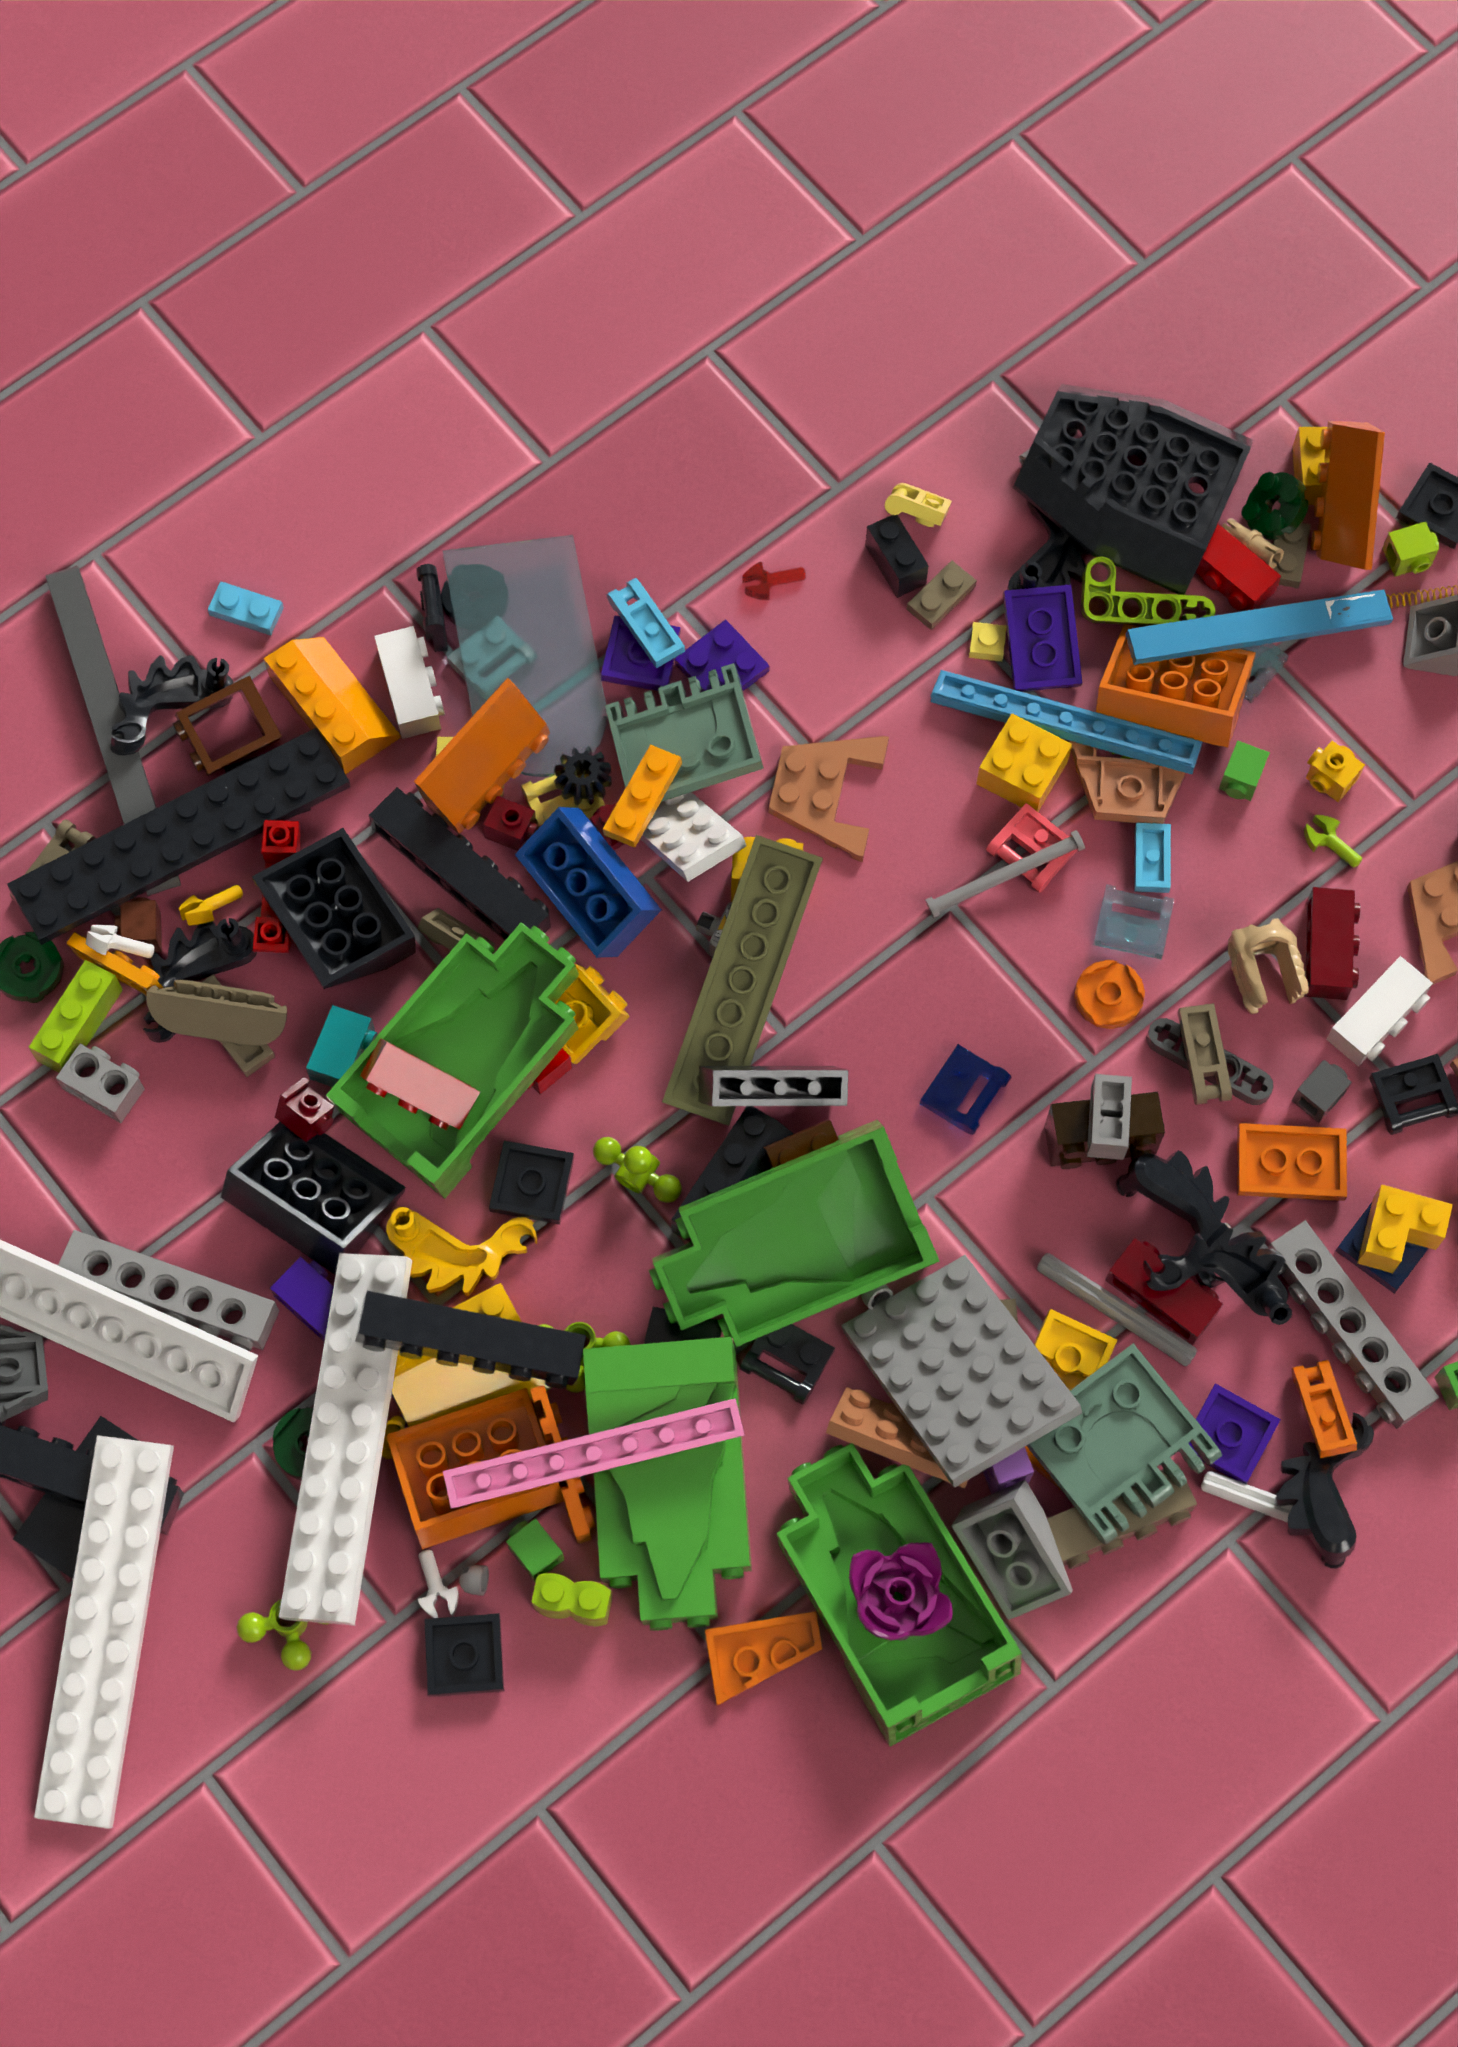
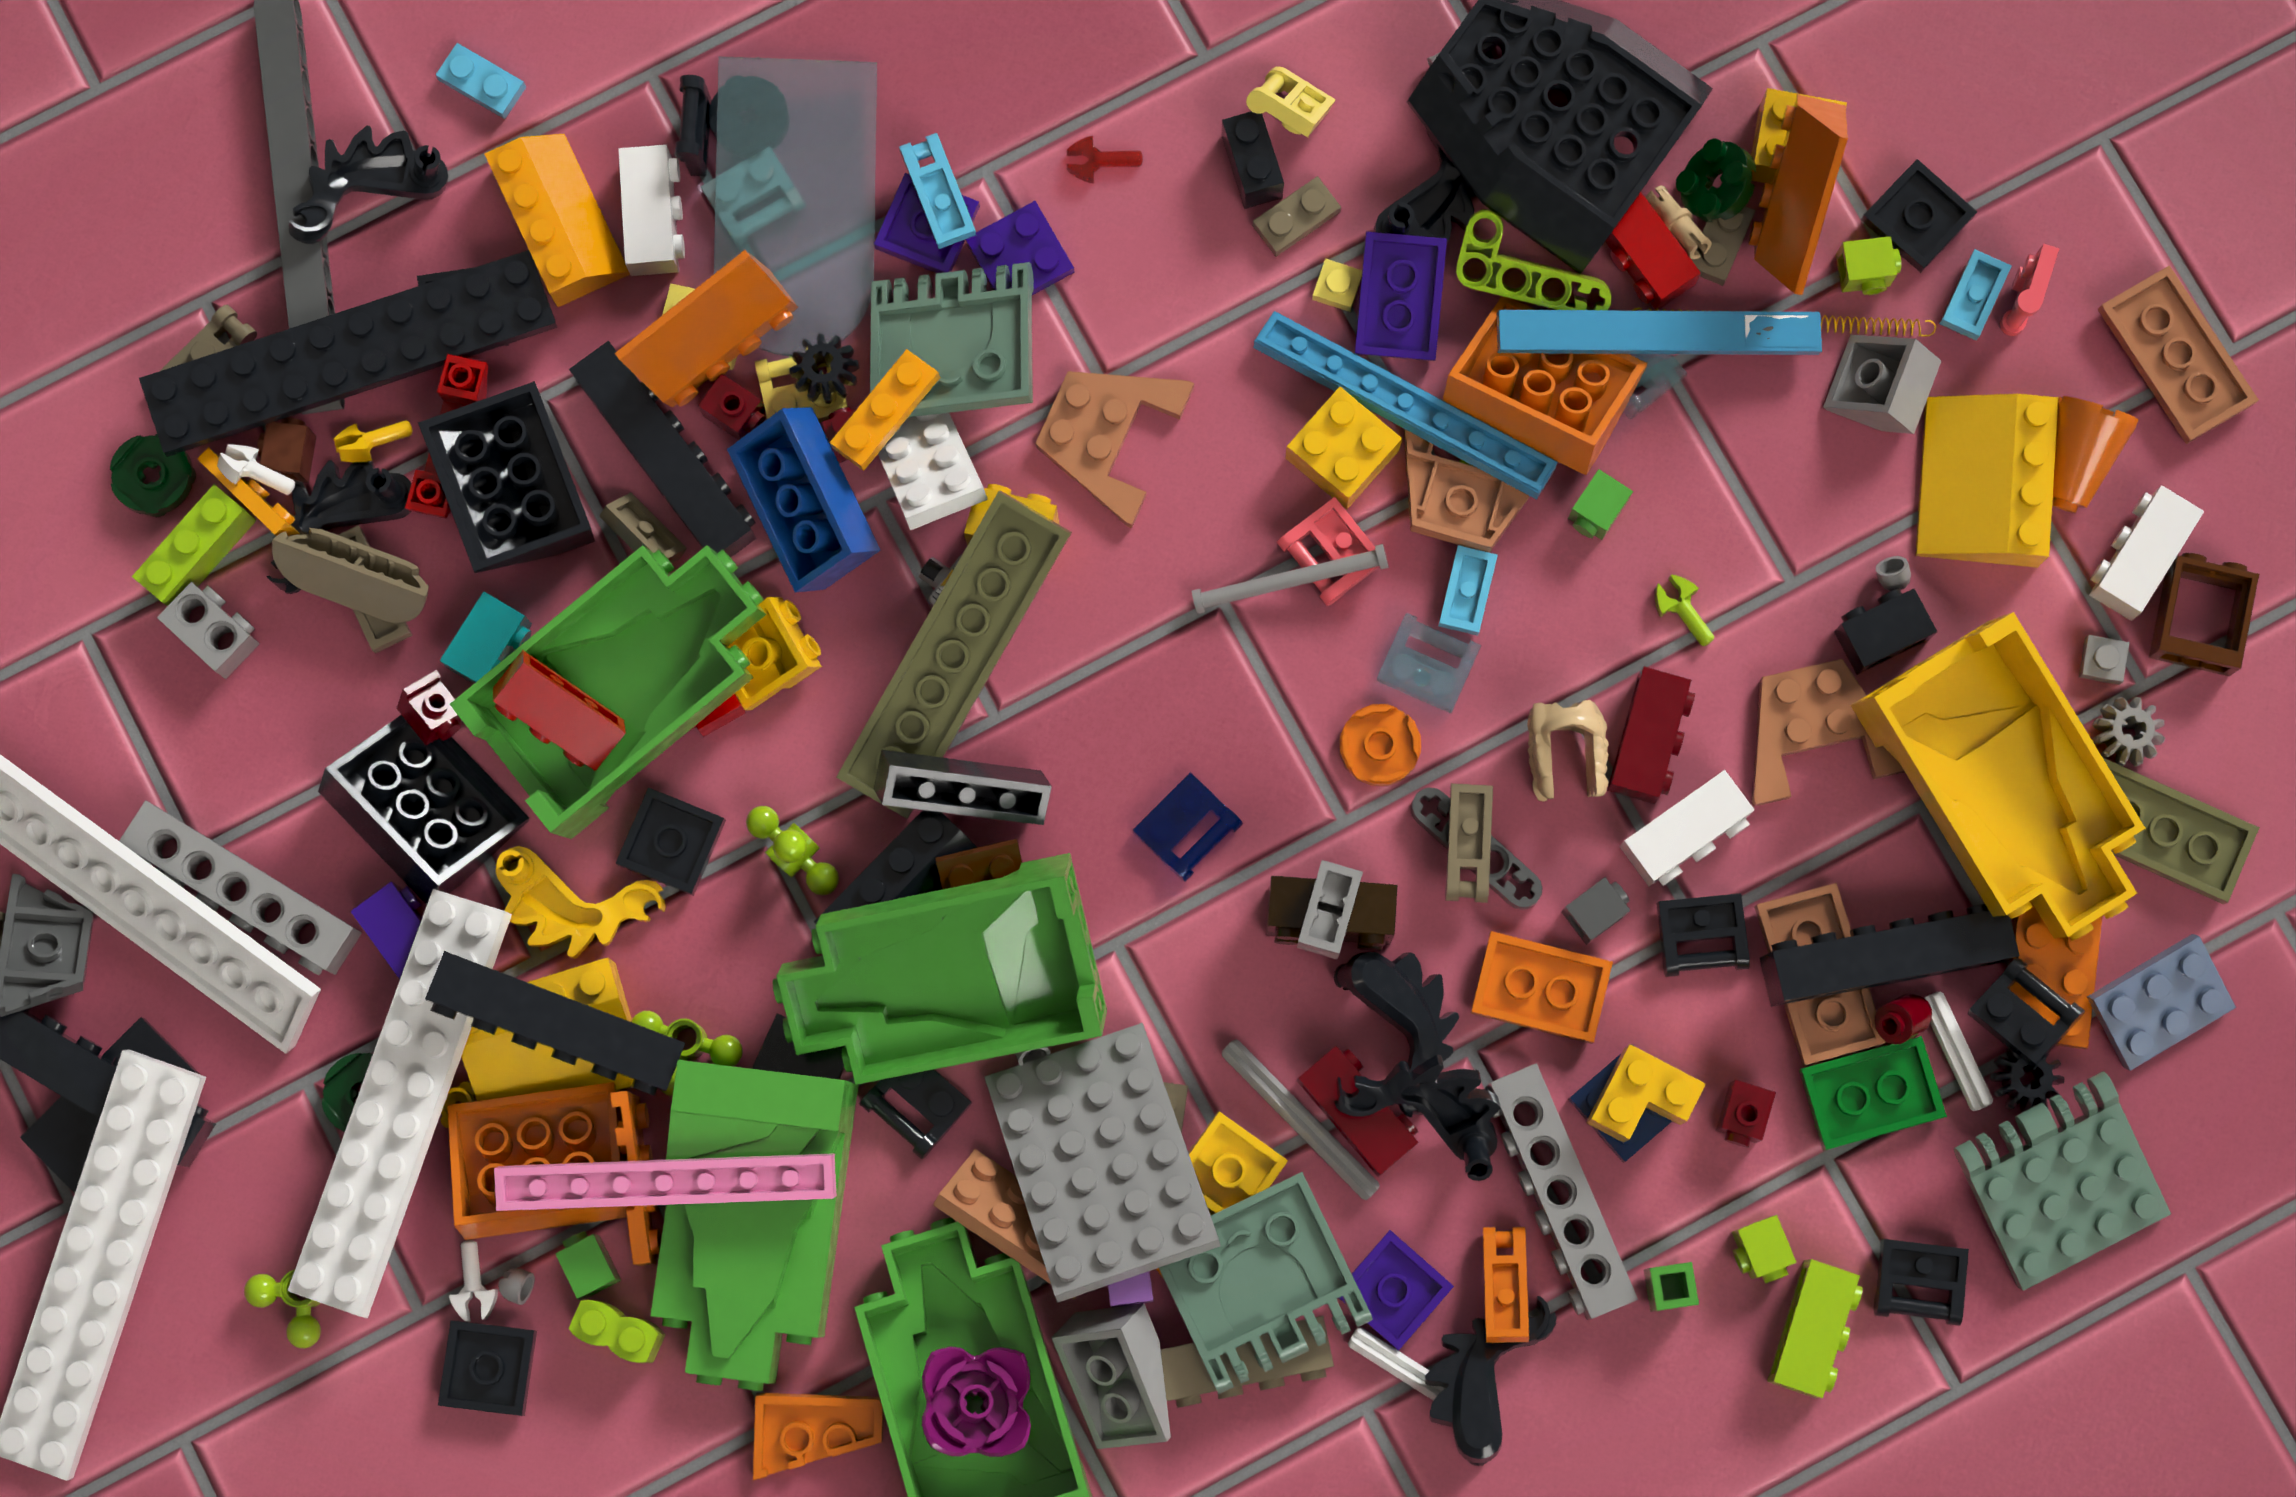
camera: 15 degrees right, 10 degrees up
(256, 707) = (466, 212): reddish brown window -> none
(1334, 770) = (1707, 538): yellow brick -> none

